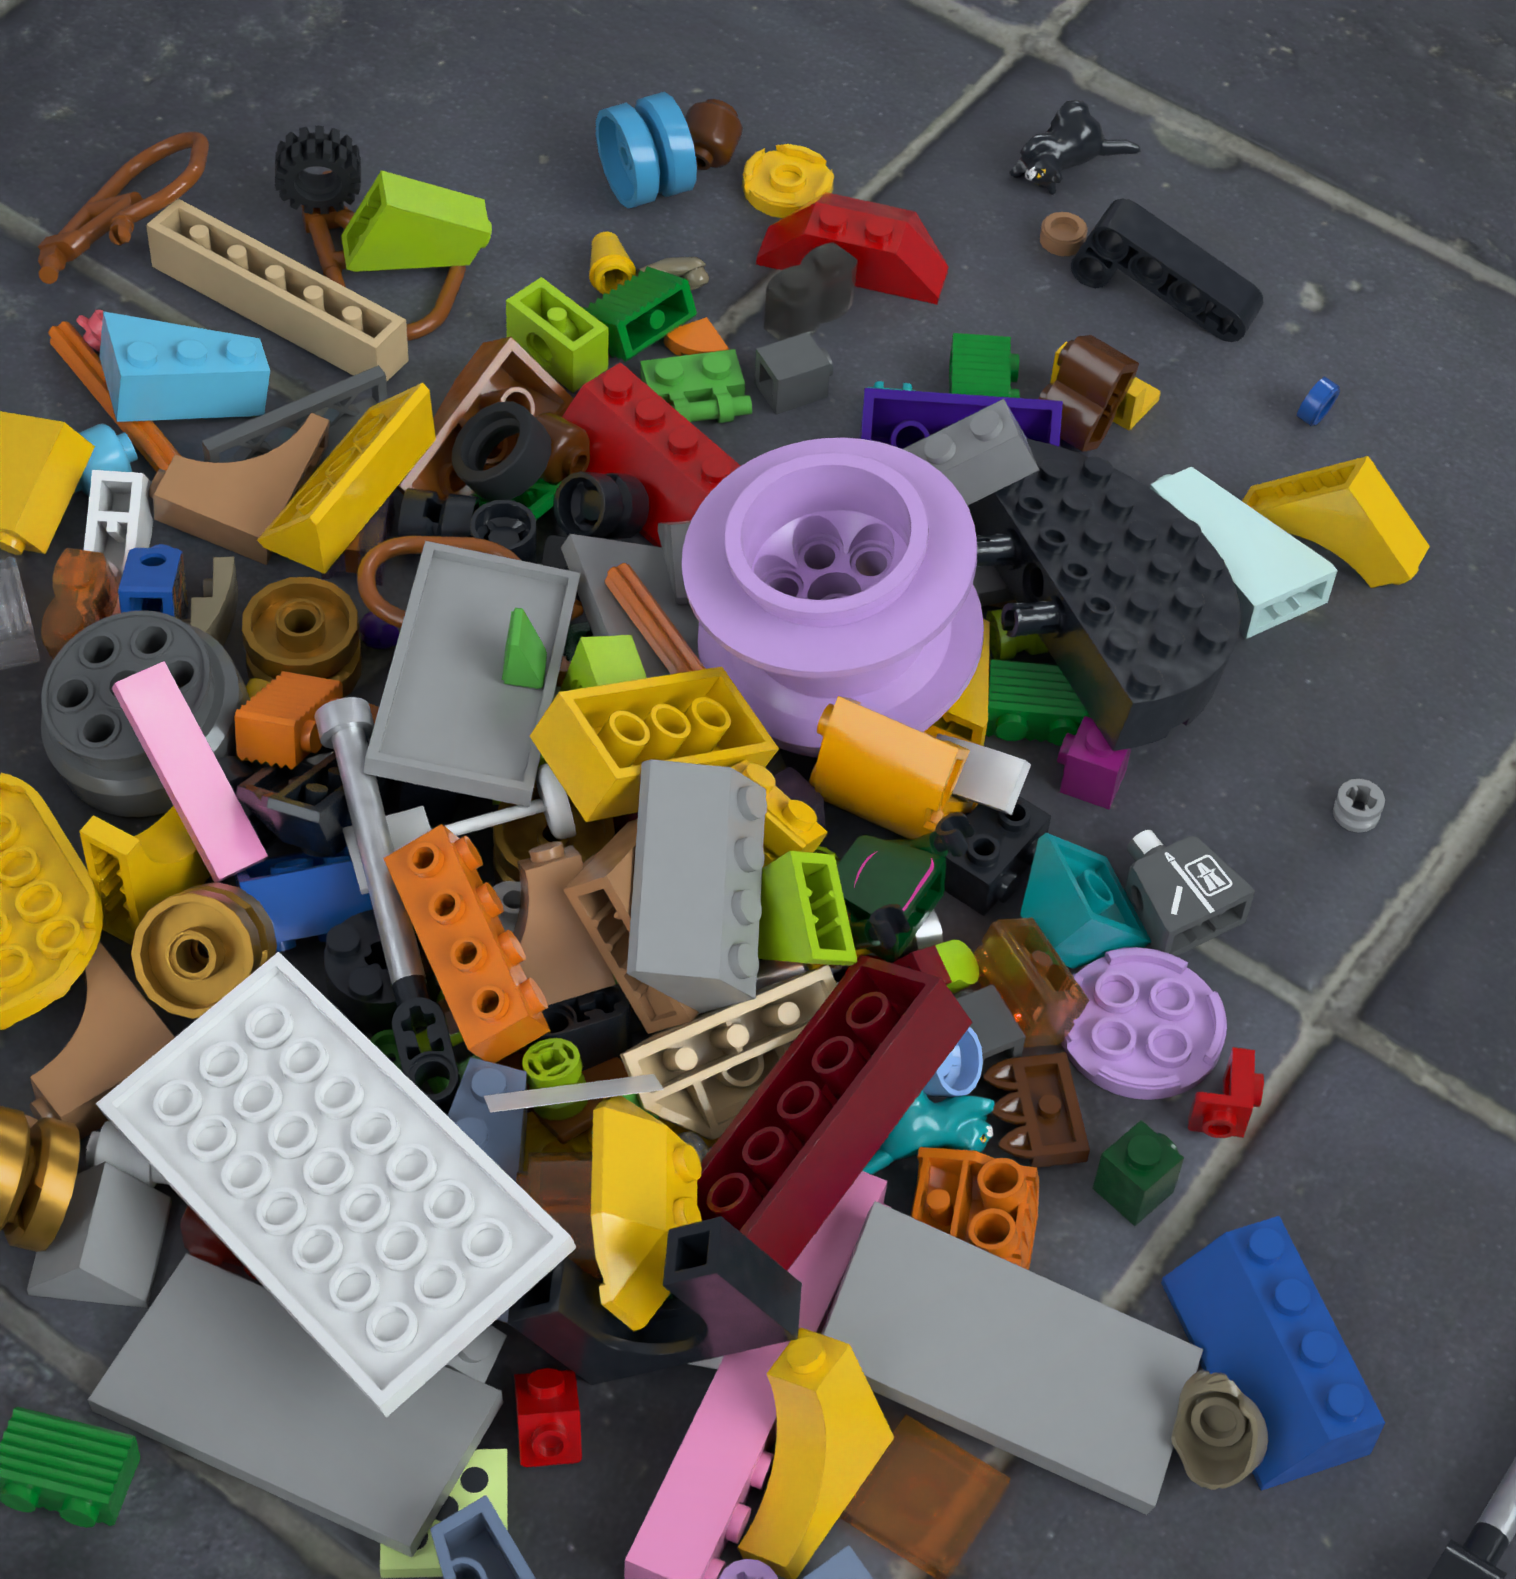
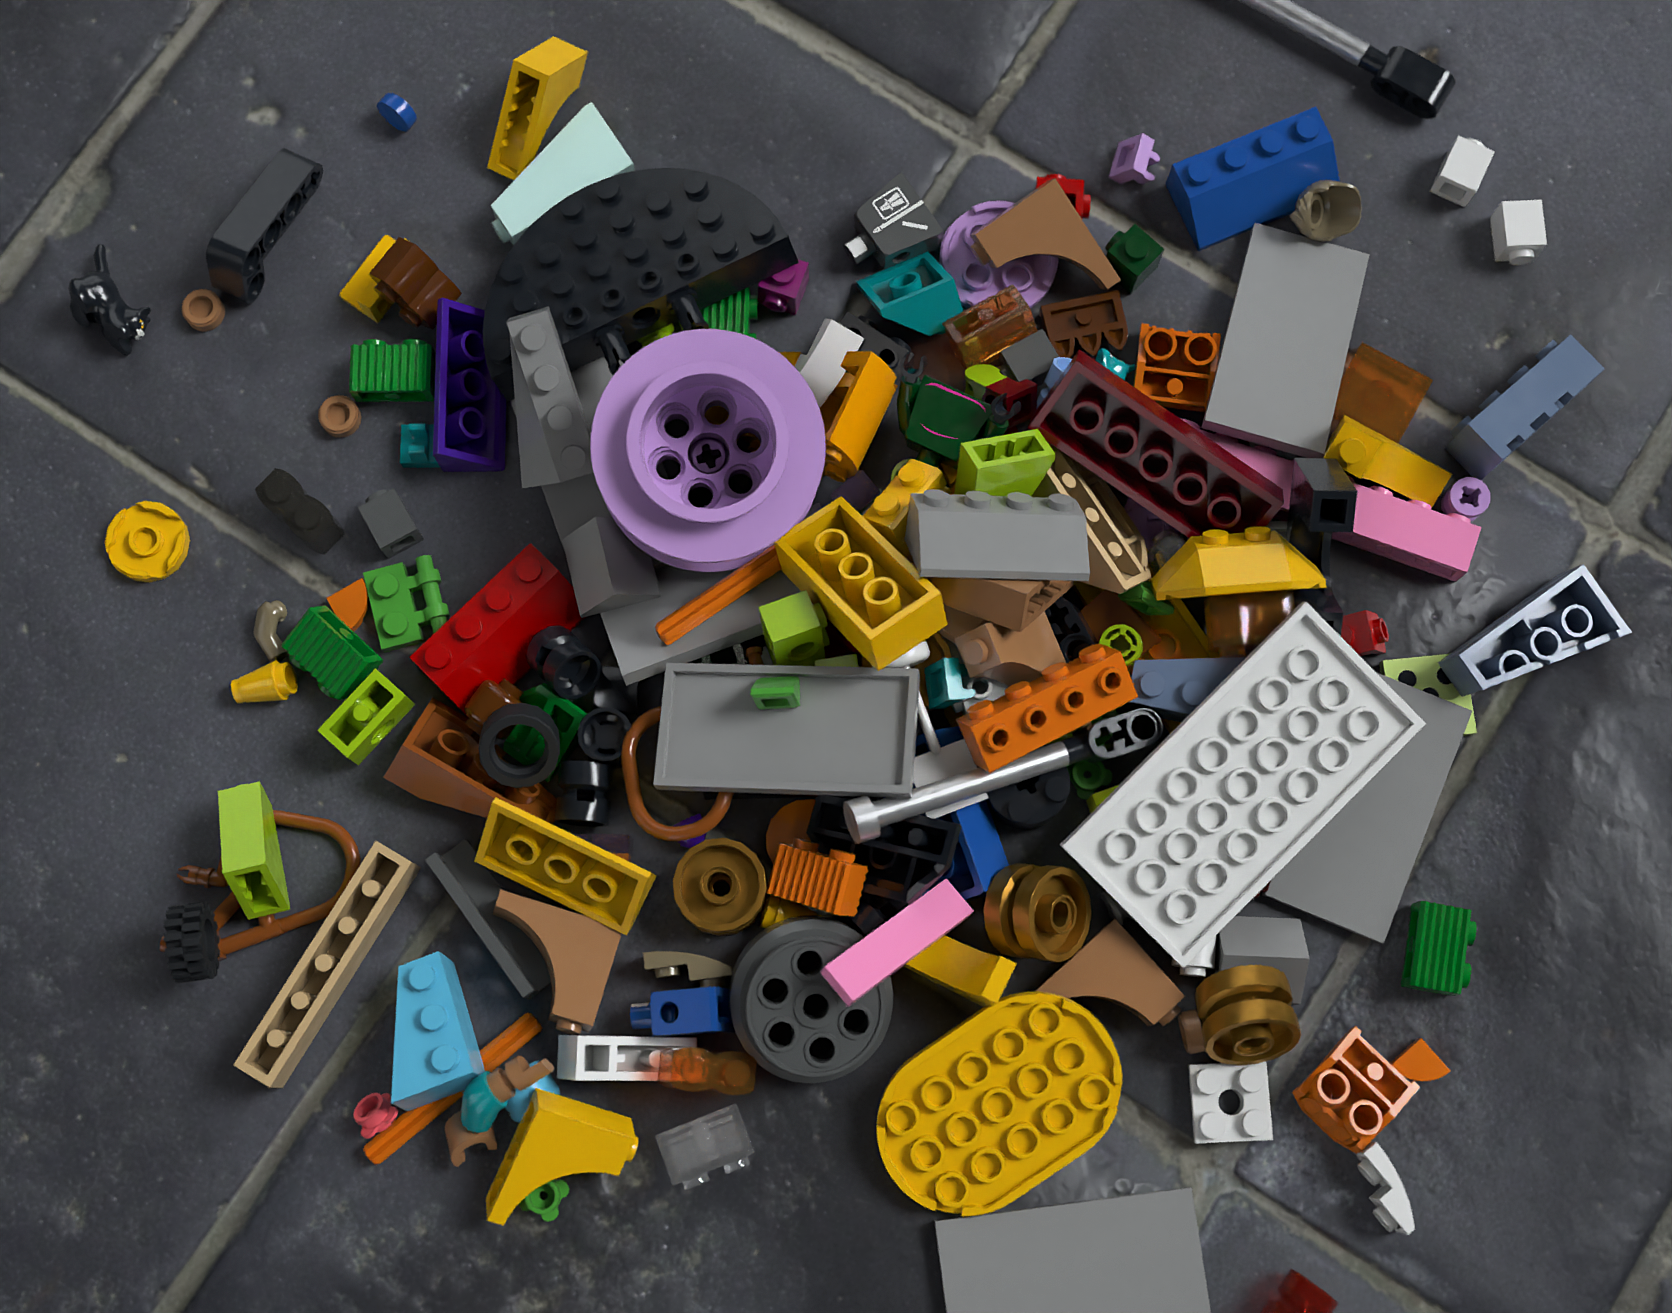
camera: 90 degrees left, 25 degrees up
(86, 400) = (484, 1100): none -> medium nougat piece
(118, 213) = (272, 1171): dark orange piece -> none
(512, 846) = (945, 683): none -> teal tile
(572, 1093) = (1167, 619): white sticker -> none
(646, 149) = (140, 656): dark azure wheel -> none
(714, 132) = (100, 608): reddish brown head -> none
(887, 241) = (221, 475): red wedge -> none
(929, 343) = (339, 416): none -> medium nougat tile
(1175, 1048) = (1043, 225): none -> medium nougat arch
(1295, 1193) = (1132, 160): none -> lavender tile
(1364, 792) = (790, 95): light grey bush -> none

